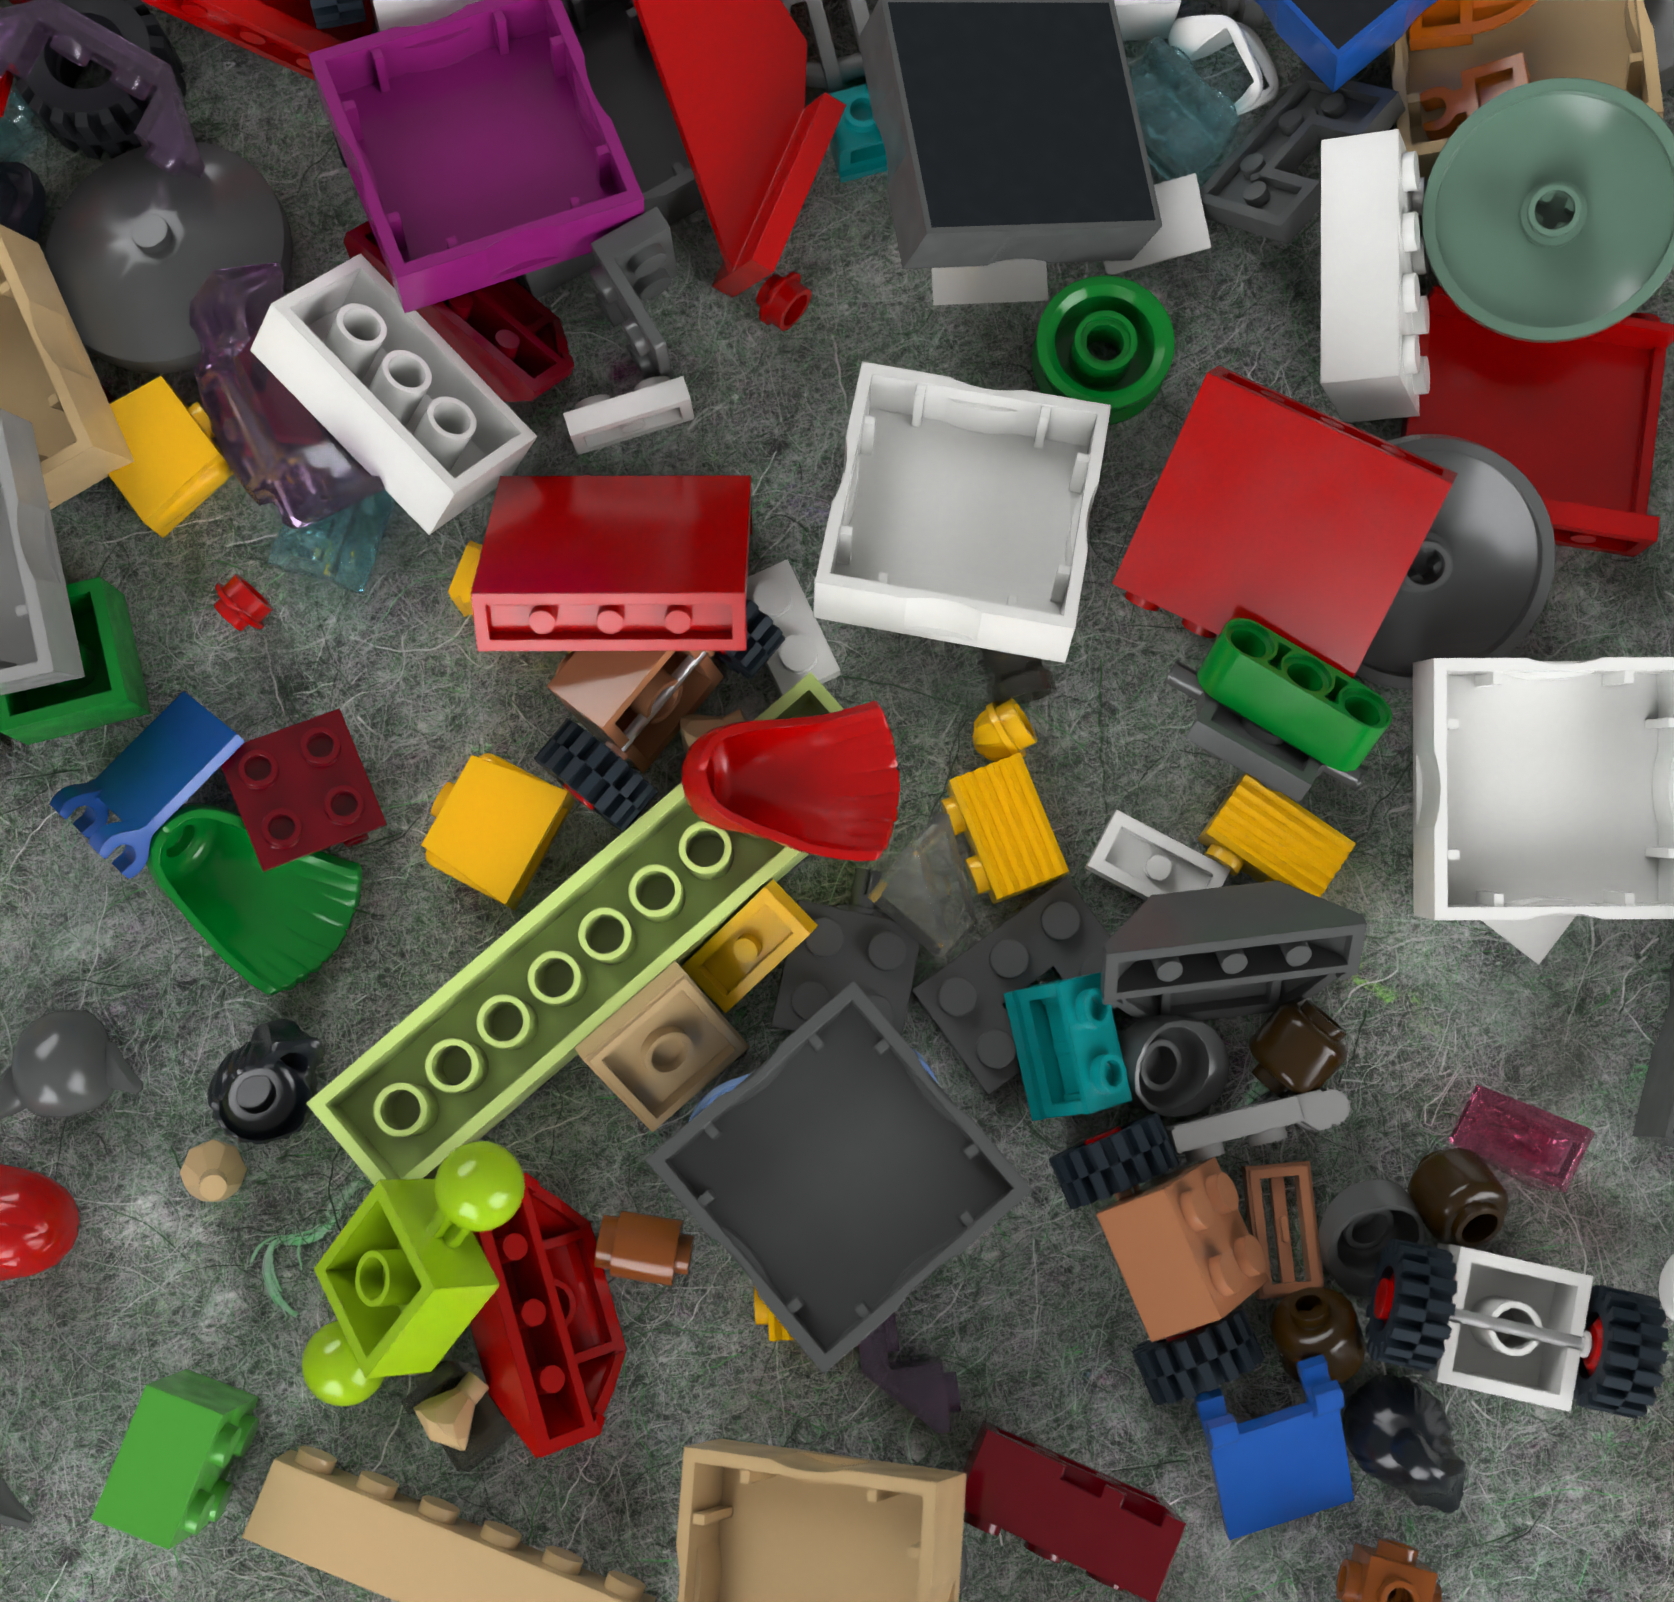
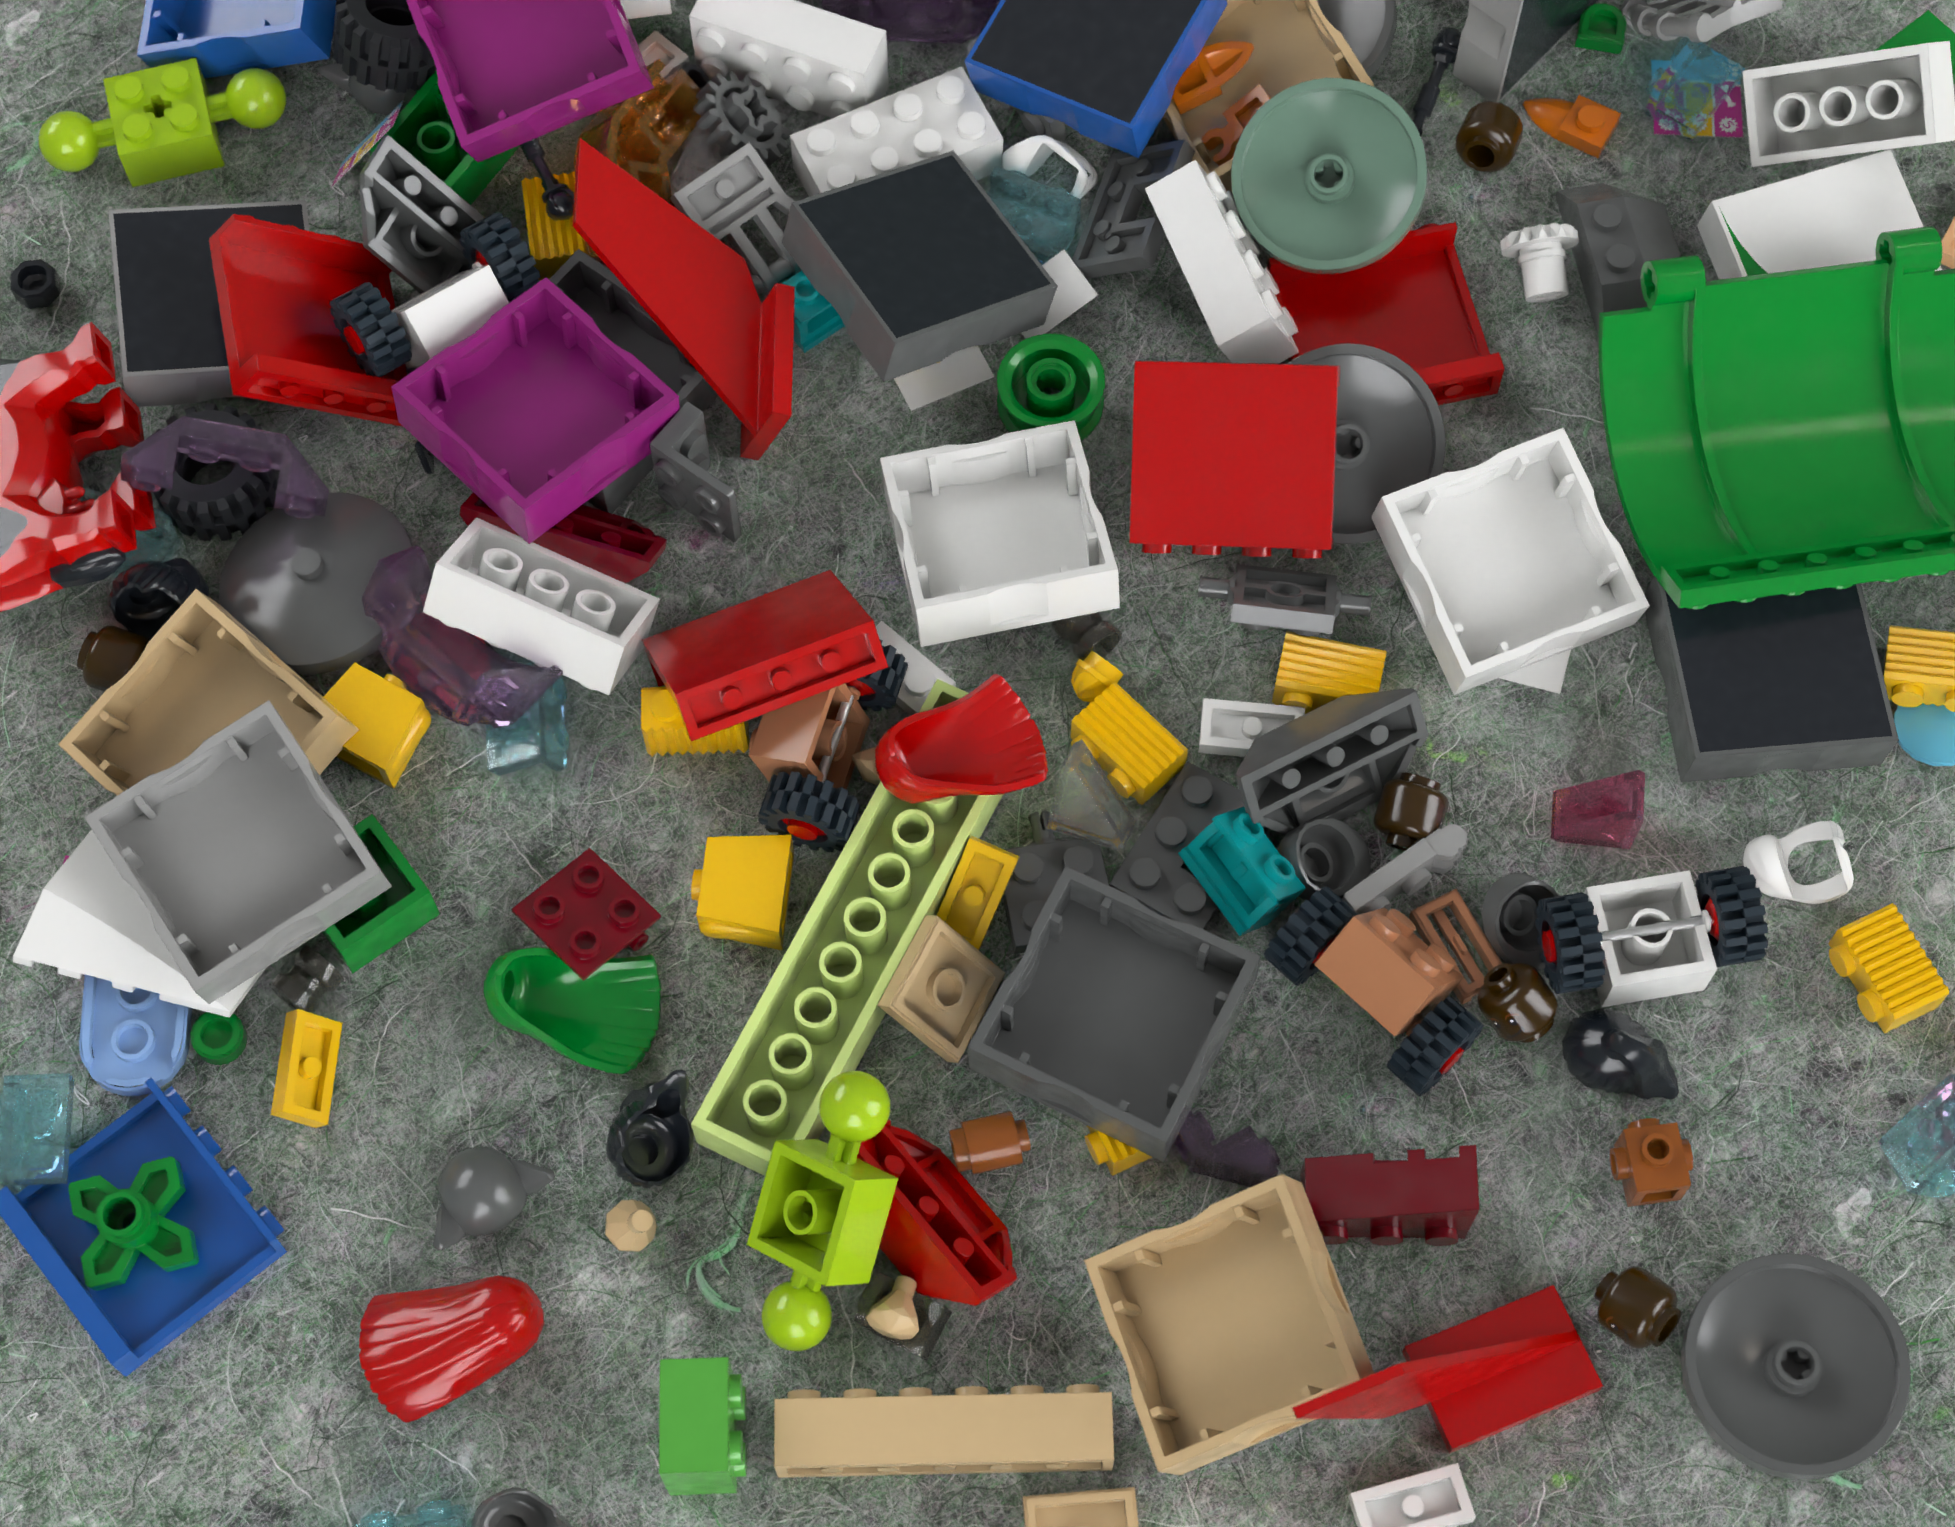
camera: 20 degrees left, 15 degrees down
(149, 781) = (466, 951): blue flag -> none
(241, 604) = (479, 807): red plate -> none
(649, 408) = (730, 556): white plate -> none
(783, 300) = (799, 445): red plate -> none
(1280, 1461) = (1530, 1097): blue flag -> none
(1294, 694) = (1294, 562): green beam -> none
(1458, 1197) = (1572, 861): dark brown head -> none

